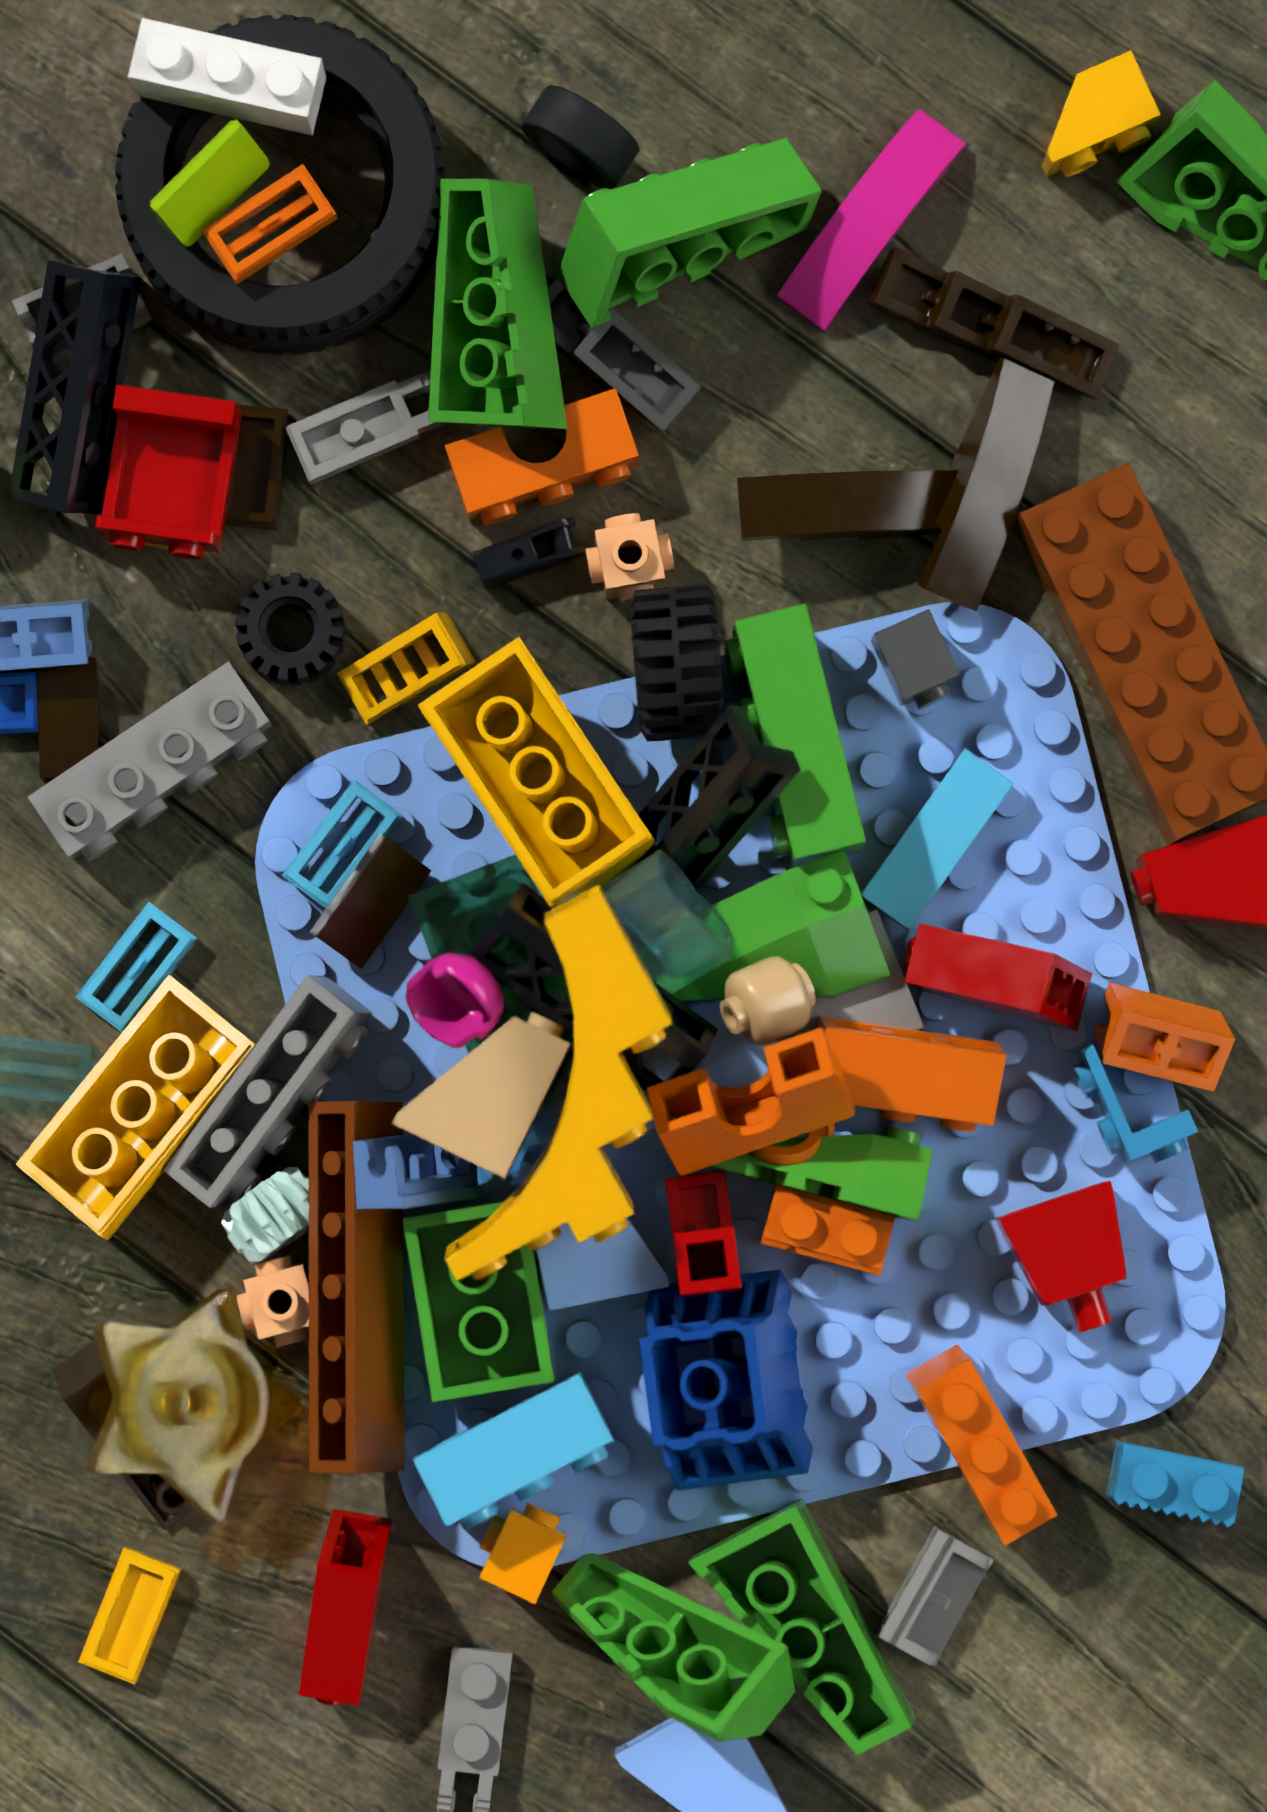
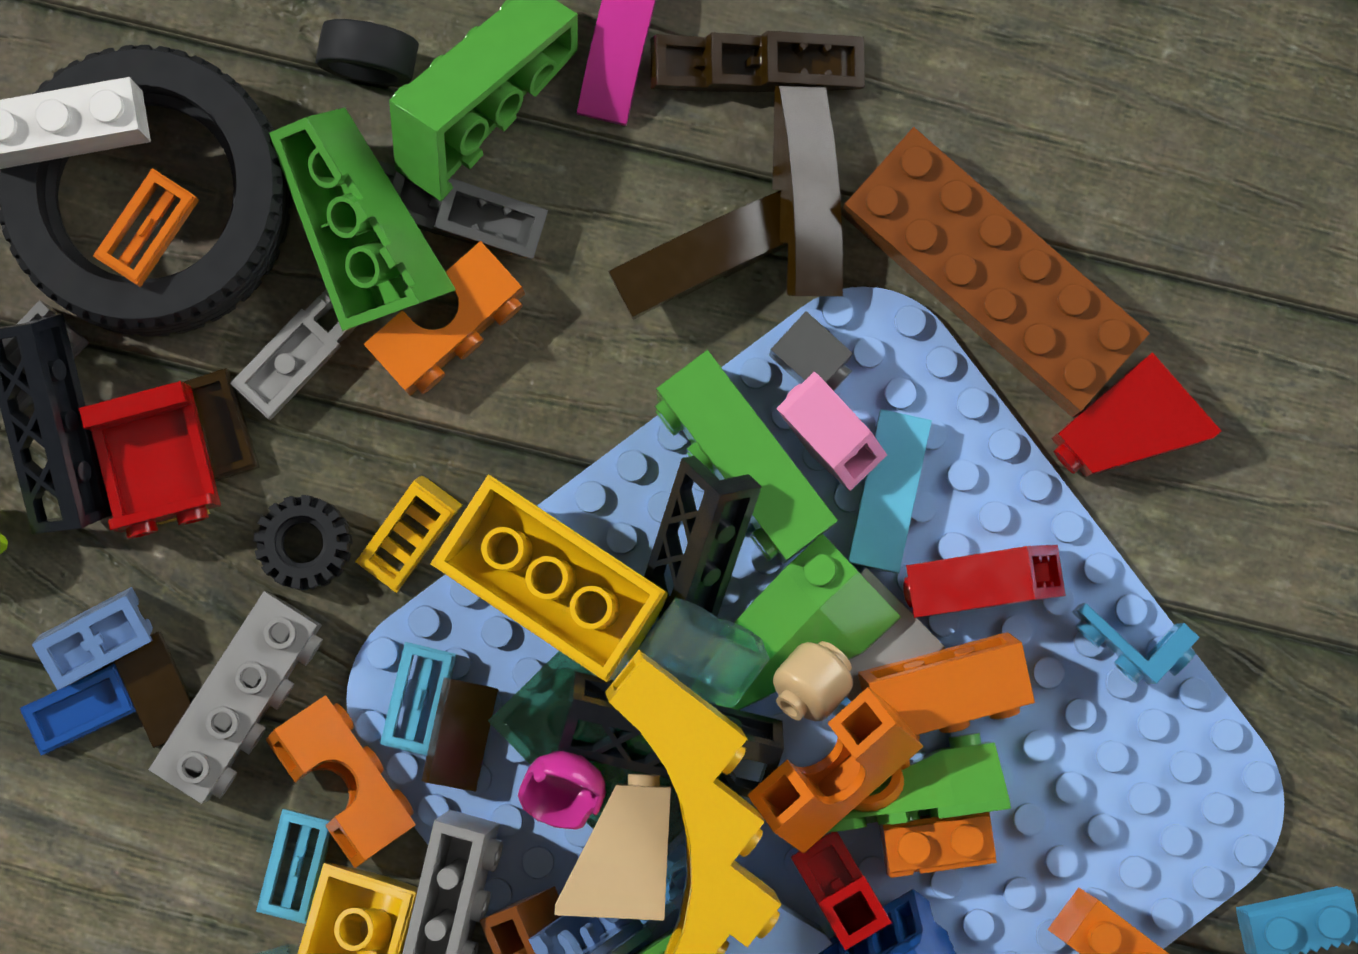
camera: 20 degrees left, 0 degrees up
(209, 183) = (83, 215): lime slope -> none
(223, 846) = (324, 741): none -> orange arch
(518, 558) = (460, 408): black bar -> none
(622, 578) = (551, 391): light nougat brick -> none
(676, 661) = (623, 439): black tyre -> none
(900, 747) = (831, 431): none -> bright pink slope
(1070, 1250) = (1137, 774): red torso -> none
(1163, 1037) = (1137, 572): orange hinge -> none

